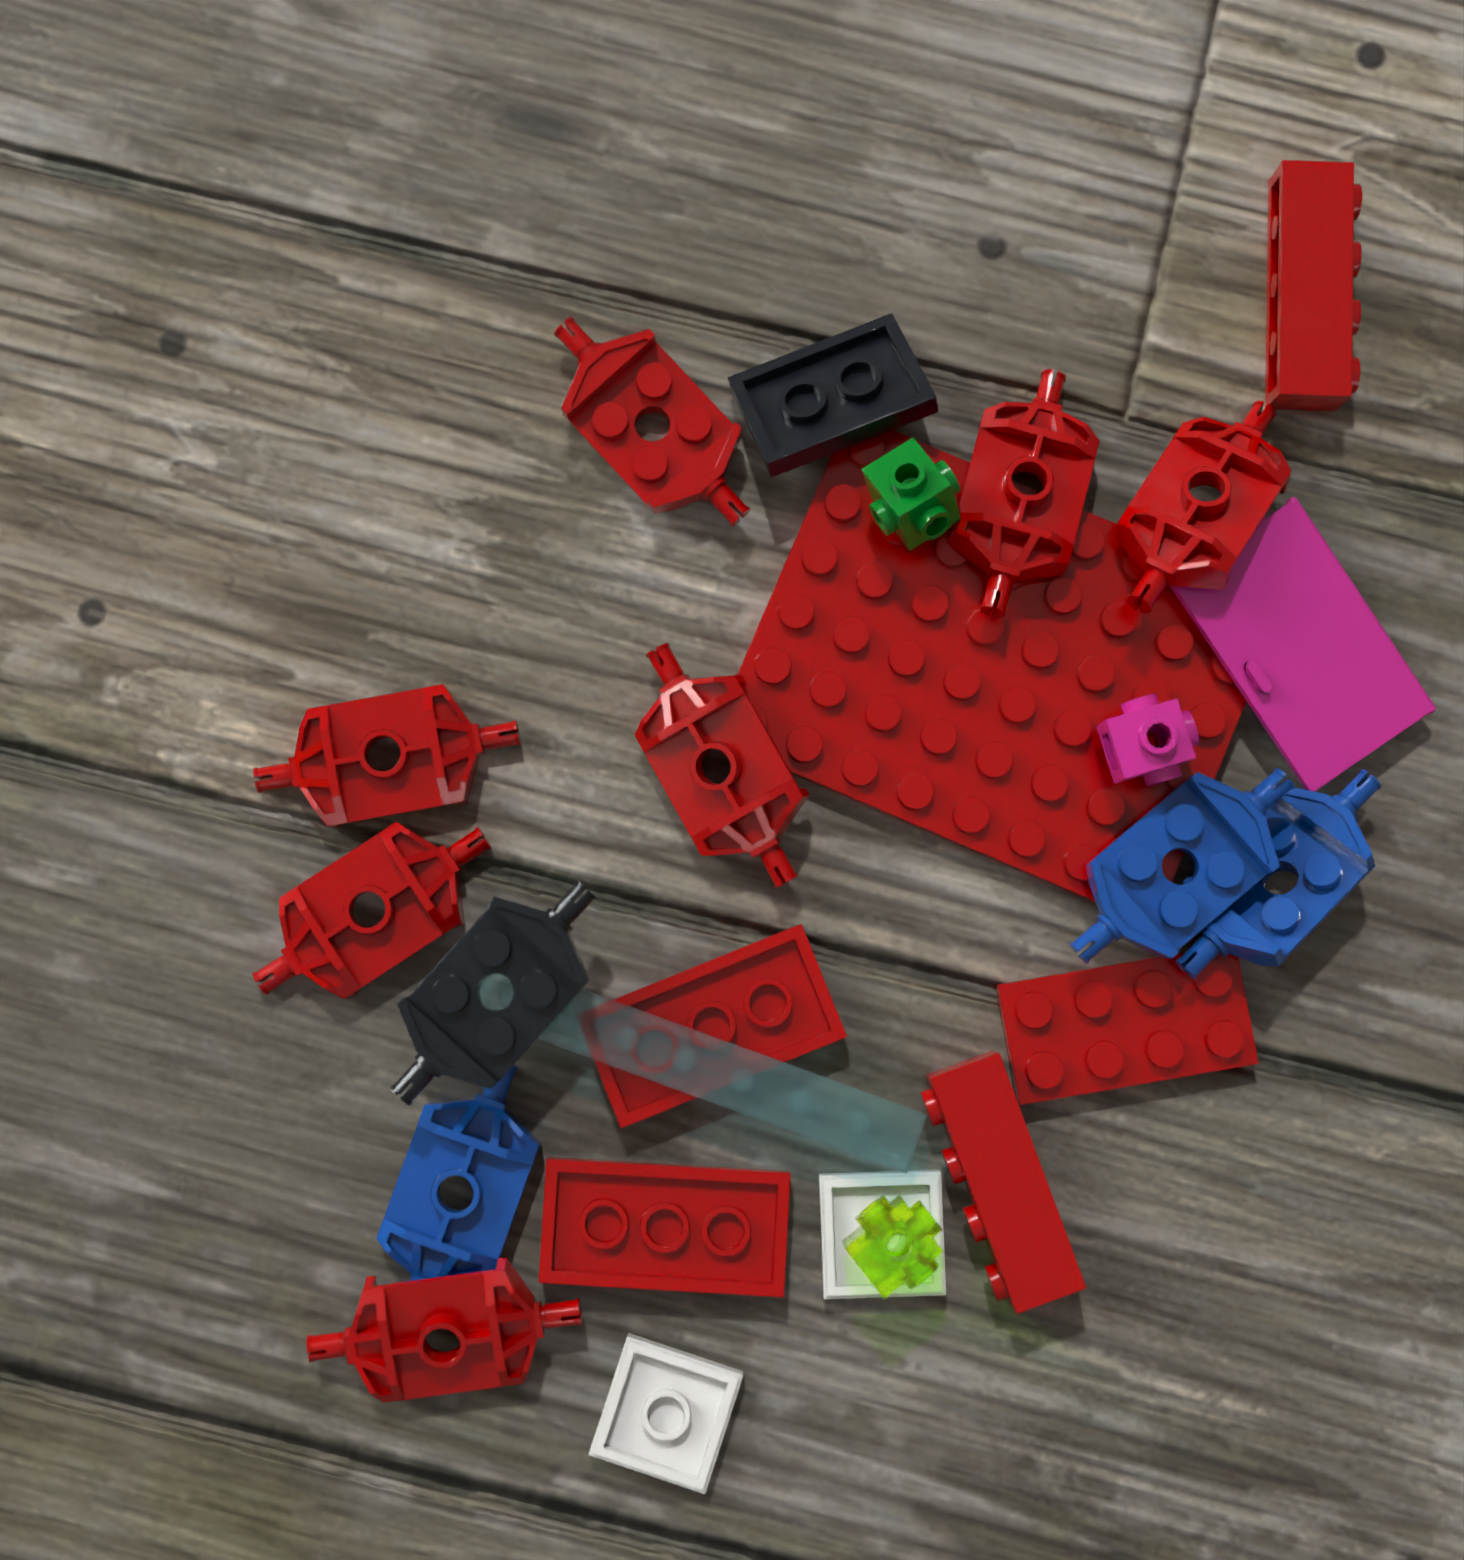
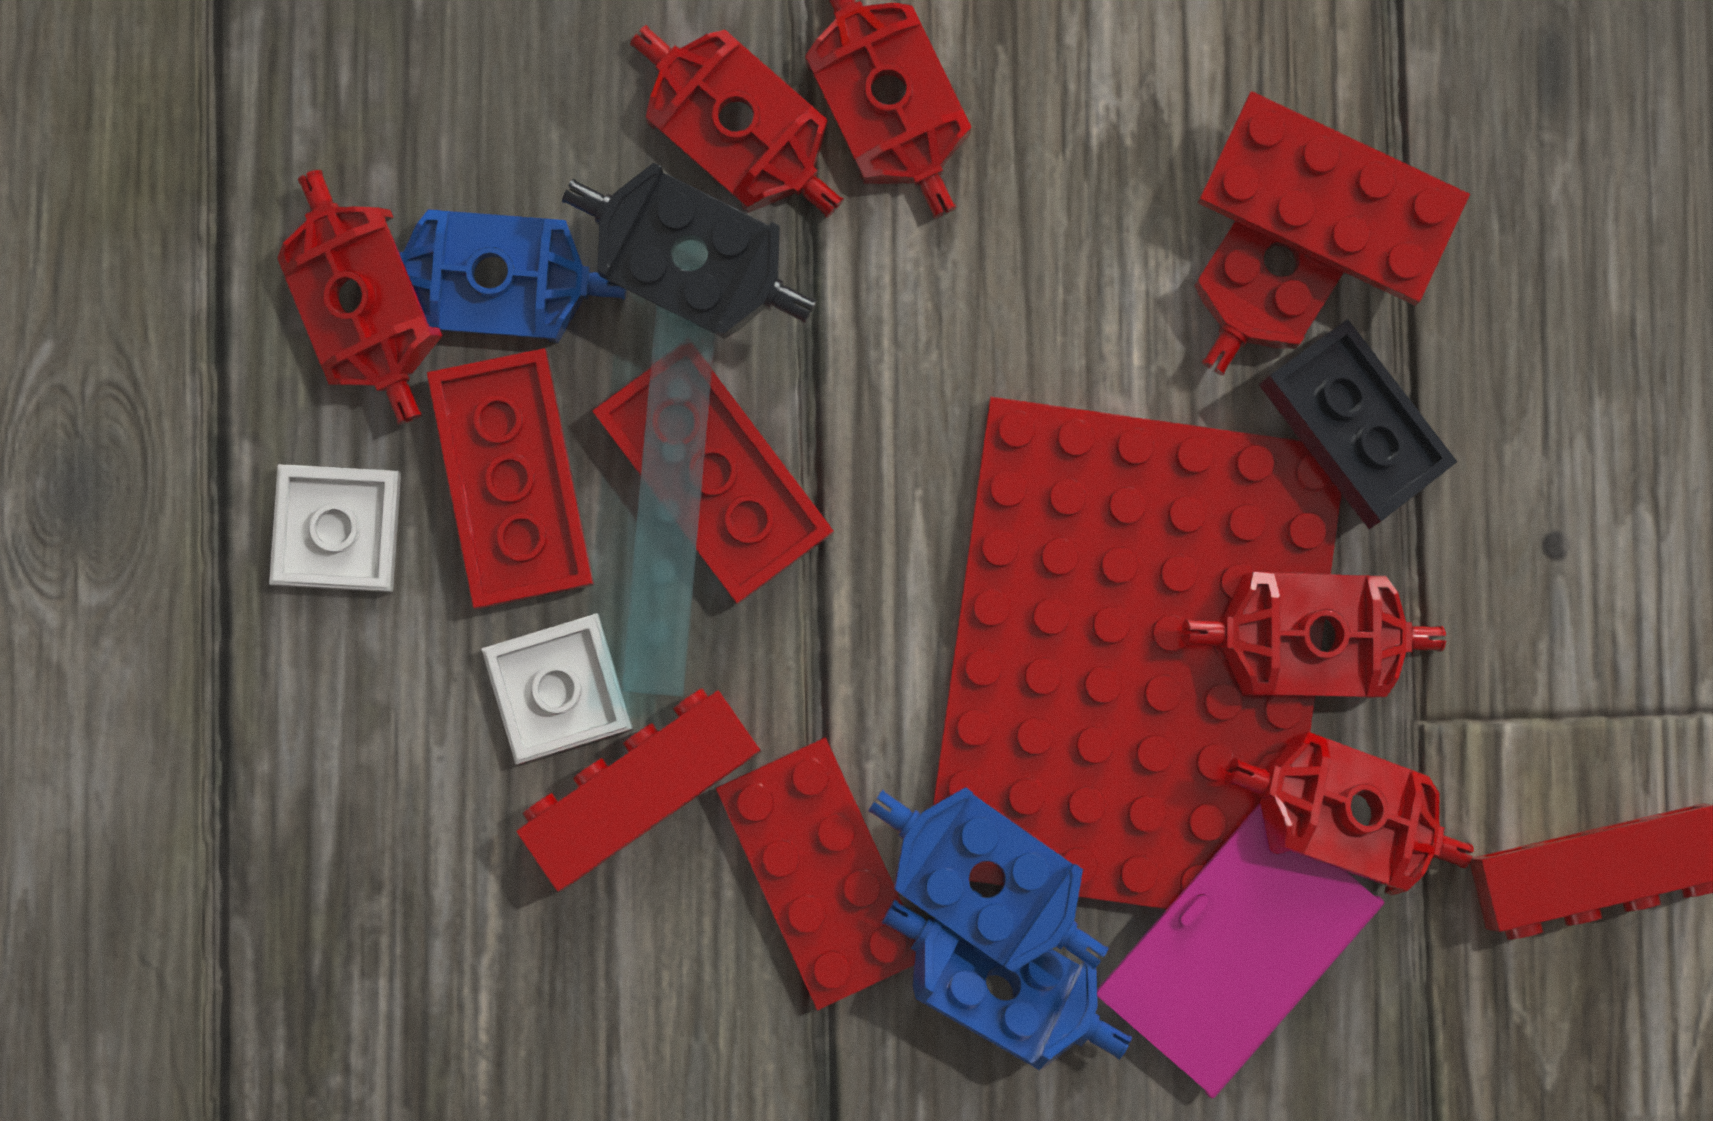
camera: 65 degrees right, 0 degrees up
(610, 356) = (1333, 198): none -> red plate
(760, 792) = (946, 454): red plate -> none
(892, 1267) = (528, 693): clear neon green brick -> none
(912, 494) = (1278, 522): green brick -> none
(1127, 744) = (1083, 797): dark pink brick -> none

